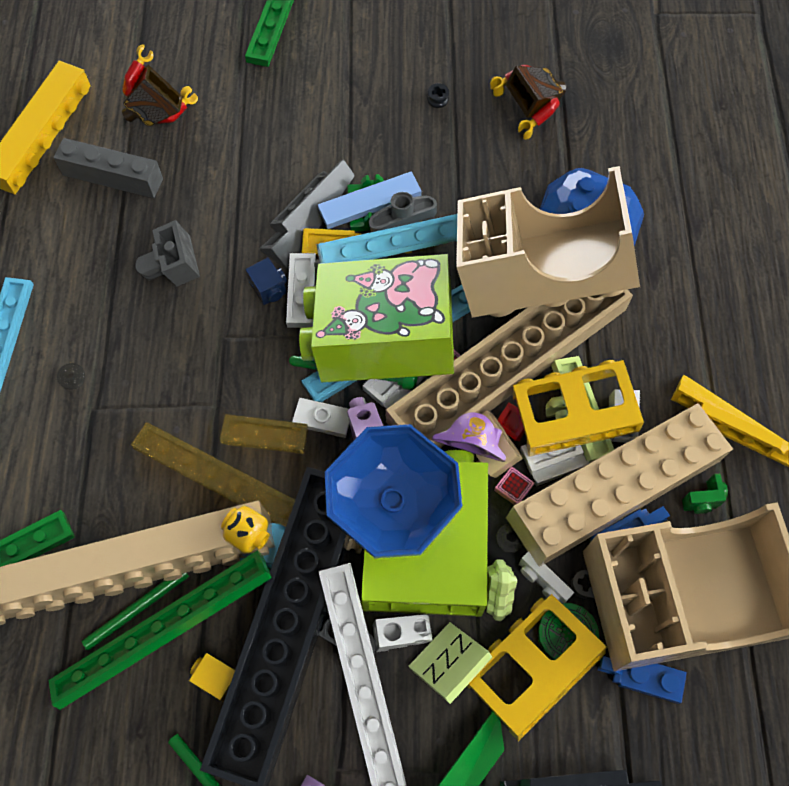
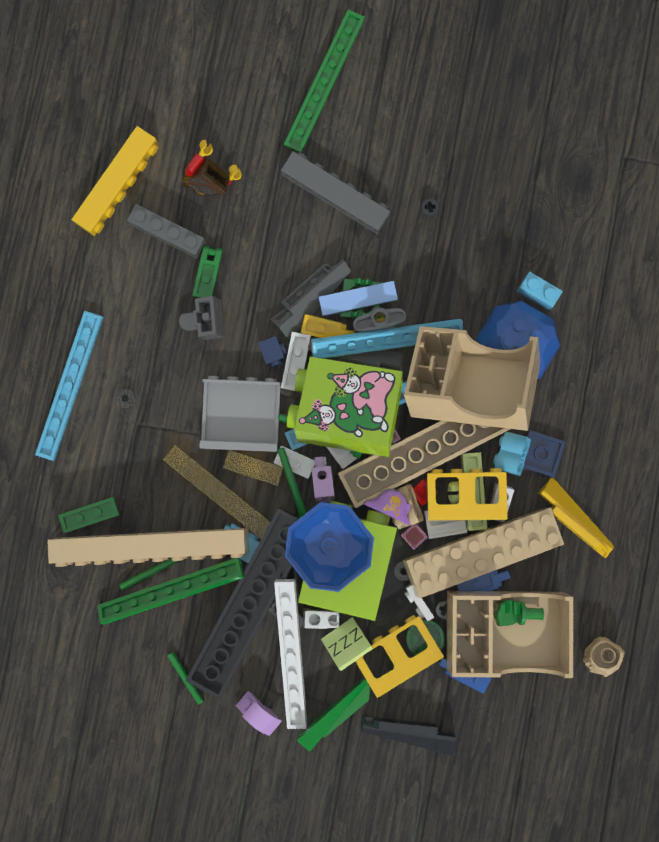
camera: 10 degrees right, 20 degrees up
(168, 203) = (207, 272): none -> green plate
(212, 676) = (199, 623): yellow brick -> none
(235, 368) = (240, 414): none -> light grey panel
(245, 529) = (232, 550): yellow head -> none
(316, 429) = (292, 482): none -> green bar
(318, 95) = (335, 192): none -> dark grey brick
(500, 589) = (388, 603): yellowish green rock -> none
(534, 91) = (504, 224): torso -> none
(598, 153) = (539, 291): none -> medium azure brick
(623, 342) = (512, 453): none -> medium azure brick
(660, 347) = (543, 453): none -> dark blue tile
(697, 557) = (511, 612): none -> green piece
(705, 501) = (535, 572): green bracket -> none

